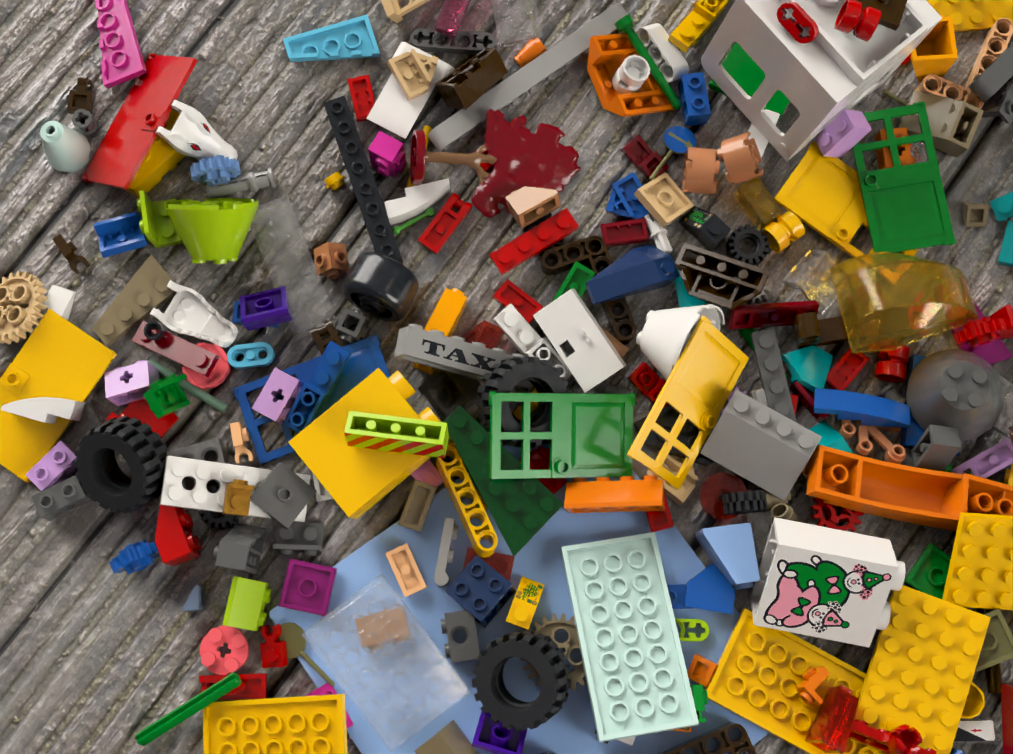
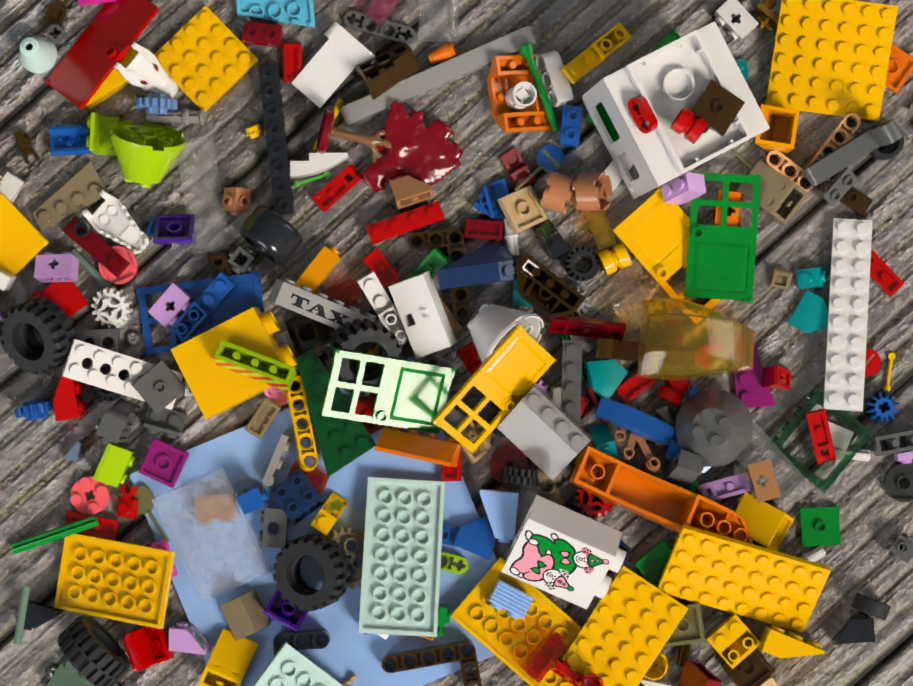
camera: 20 degrees right, 10 degrees up
(166, 395) = (82, 286): green bracket -> none
(212, 424) = (111, 299): none -> white gear
(237, 498) = (122, 383): pearl gold bracket -> none
(240, 437) = (134, 330): light nougat plate -> none
(251, 355) = (156, 265): medium azure plate -> none
(263, 115) = (205, 59): none -> yellow plate
(322, 74) = (263, 34): none -> dark red brick
(387, 155) = (301, 122): dark pink brick -> none
(406, 570) = (243, 466): light nougat plate -> none
(413, 72) = (338, 53): tan slope -> none
(427, 605) = (252, 499): none -> blue brick
(701, 670) = (454, 596): orange plate -> none
(773, 656) = (510, 599): none -> light blue brick
(812, 679) = (536, 622): orange bracket -> none
(980, 332) = (747, 382): red gear -> none

